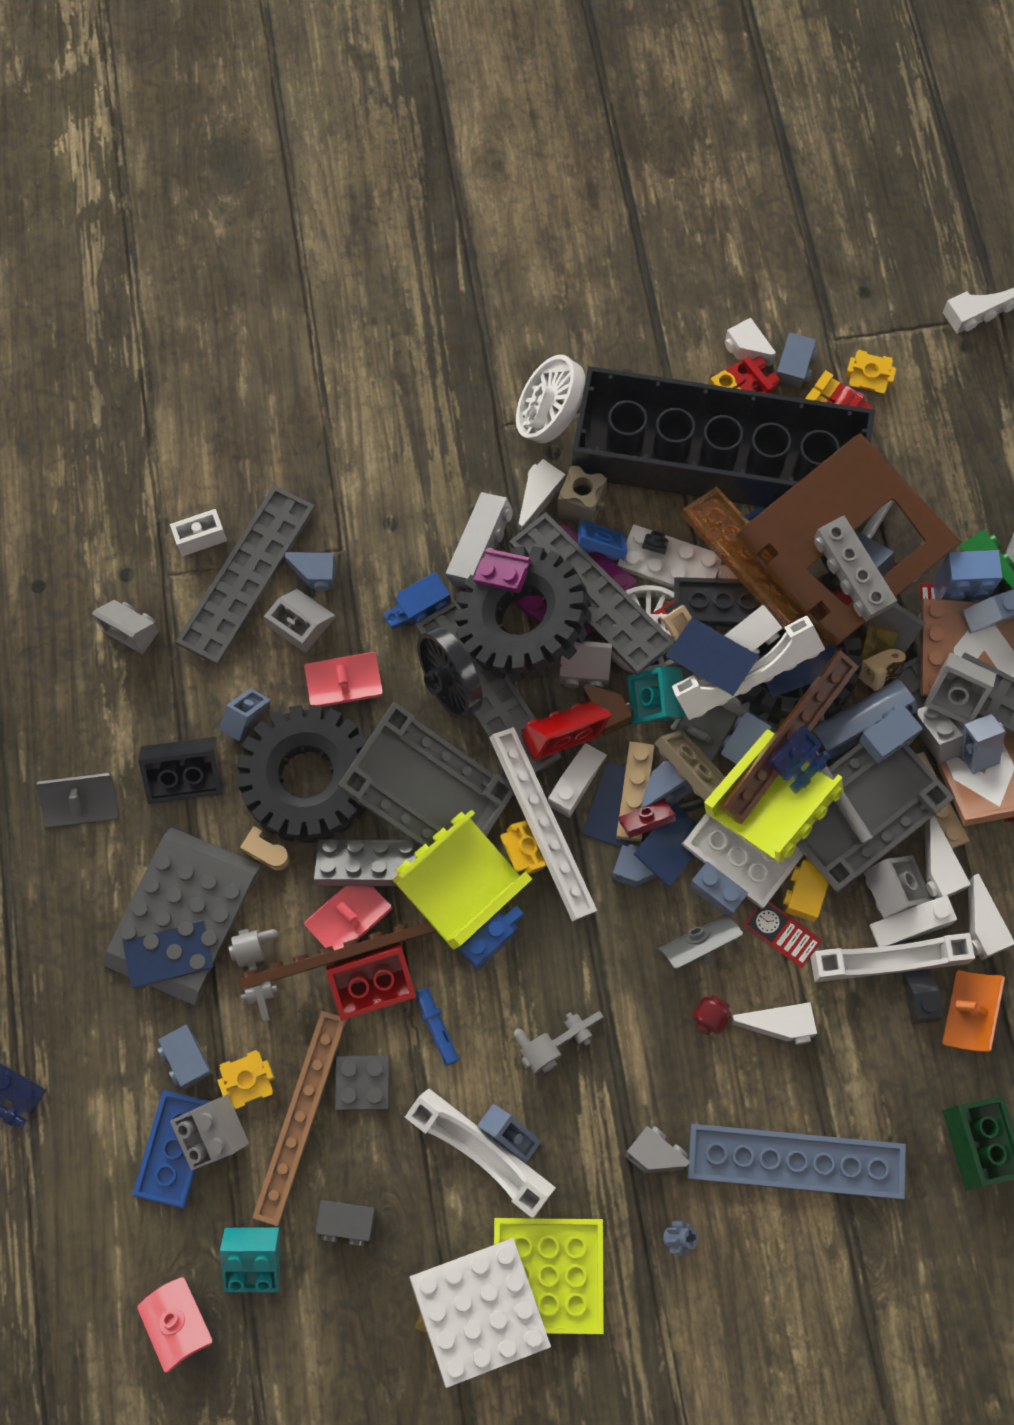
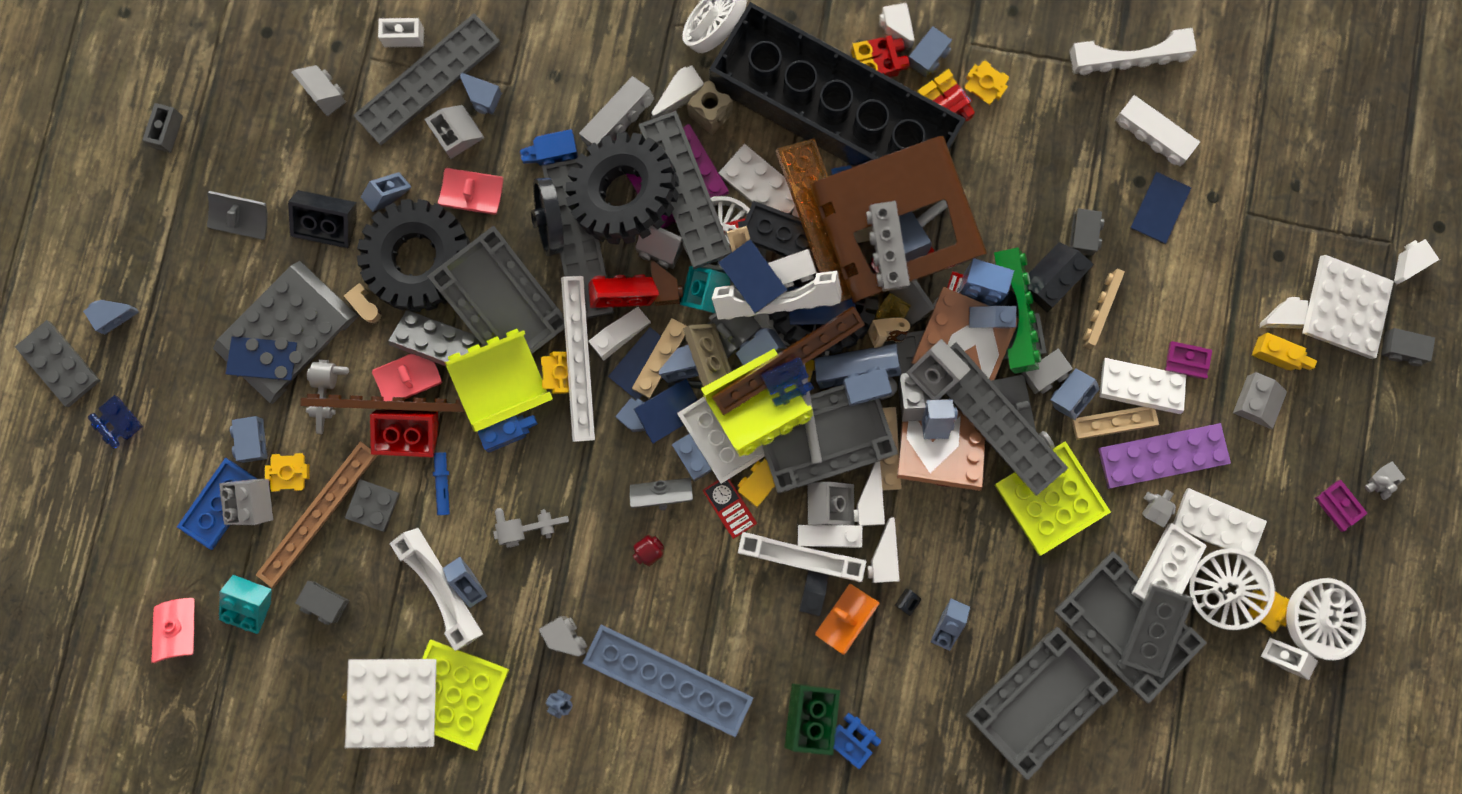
camera: 20 degrees right, 10 degrees up
(502, 570) = (617, 148): magenta plate -> none
(602, 540) = (711, 149): blue plate -> none
(647, 818) = (657, 384): dark red plate -> none
(655, 542) = (753, 165): black plate -> none
(783, 1023) = (701, 576): white slope -> none

